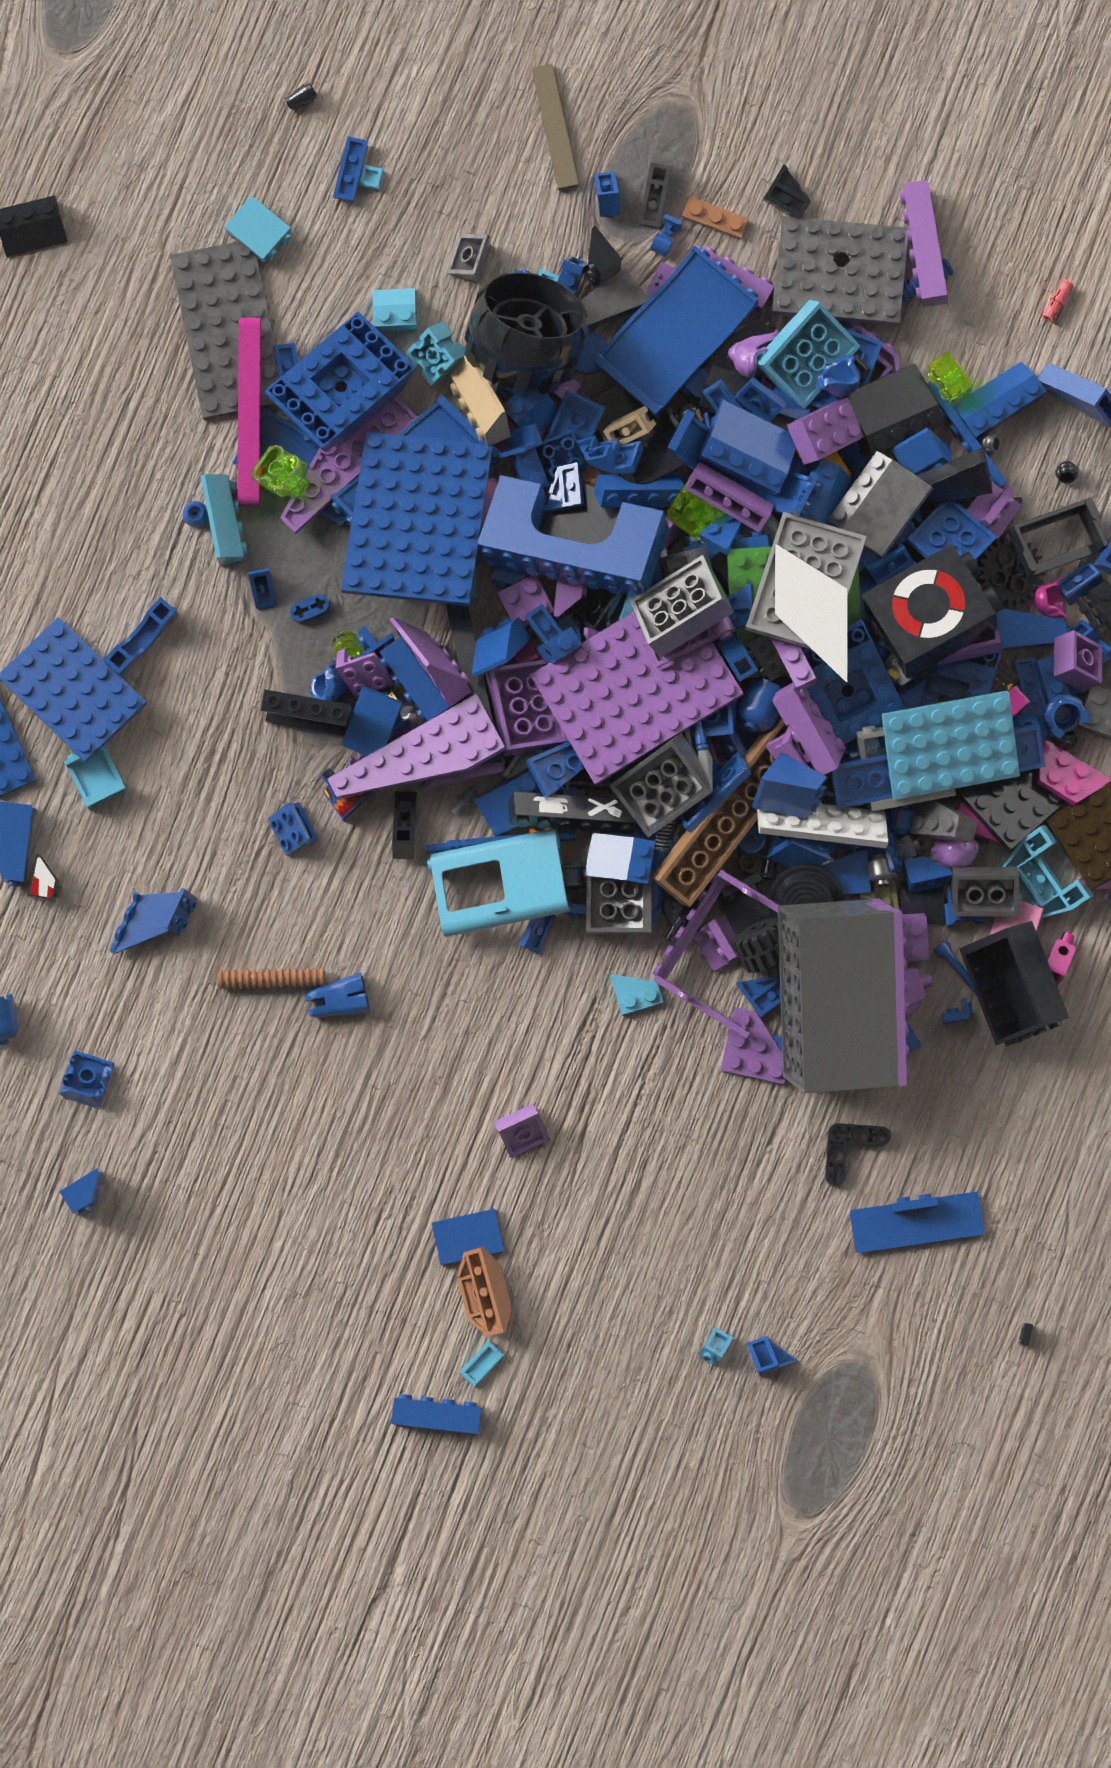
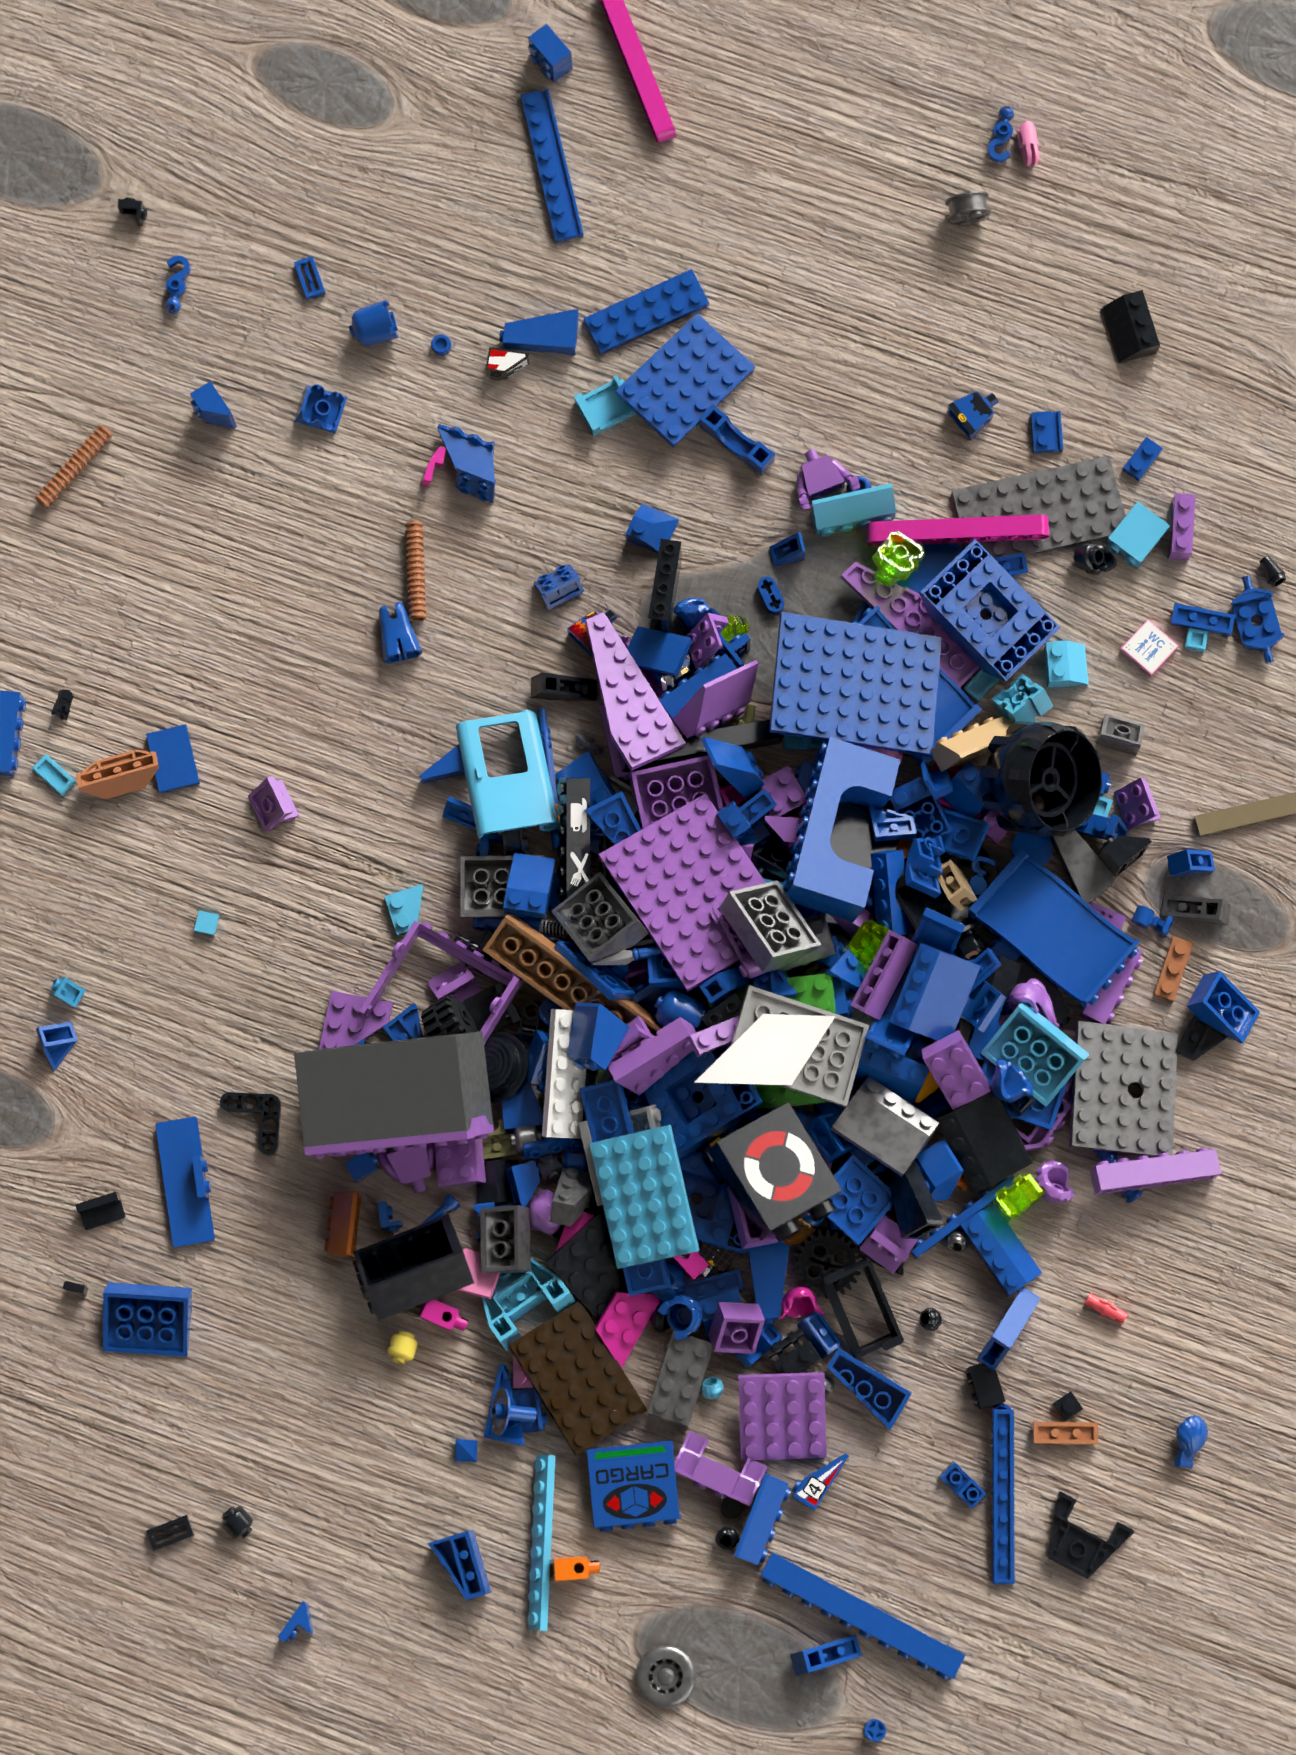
camera: 90 degrees right, 5 degrees down
(19, 949) = (441, 345): none -> blue tile
(119, 392) = (972, 412): none -> blue torso
(141, 318) = (1046, 432): none -> blue plate
(141, 1344) = (73, 466): none -> nougat piece
(161, 963) = (436, 461): none -> dark pink slope
(174, 222) = (1142, 459): none -> blue plate
(184, 552) = (821, 477): none -> medium lavender torso
(233, 730) = (649, 527): none -> blue slope
(237, 182) = (1182, 526): none -> medium lavender arch
(283, 275) = (1094, 559): none -> black head
(366, 104) = (1257, 603): none -> blue plate
(378, 224) = (1149, 647): none -> white tile
(407, 1354) = (63, 704): none -> black piece
(414, 398) = (980, 685): none -> medium azure tile
(443, 636) = (749, 716): none -> olive arm
(484, 944) = (446, 767): none -> blue slope
(545, 245) = (1137, 804): none -> medium lavender bracket
(623, 406) = (978, 882): none -> blue leg
(645, 1200) = (206, 923): none -> medium azure tile
(757, 169) = (1223, 1006): none -> blue slope
(933, 345) = (1053, 1180): none -> medium lavender hair
(946, 1309) = (101, 1210): none -> black panel
(965, 1058) = (343, 1224): none -> dark orange slope
(1058, 1260) = (146, 1319): none -> blue slope
(1090, 999) = (402, 1347): none -> light yellow head

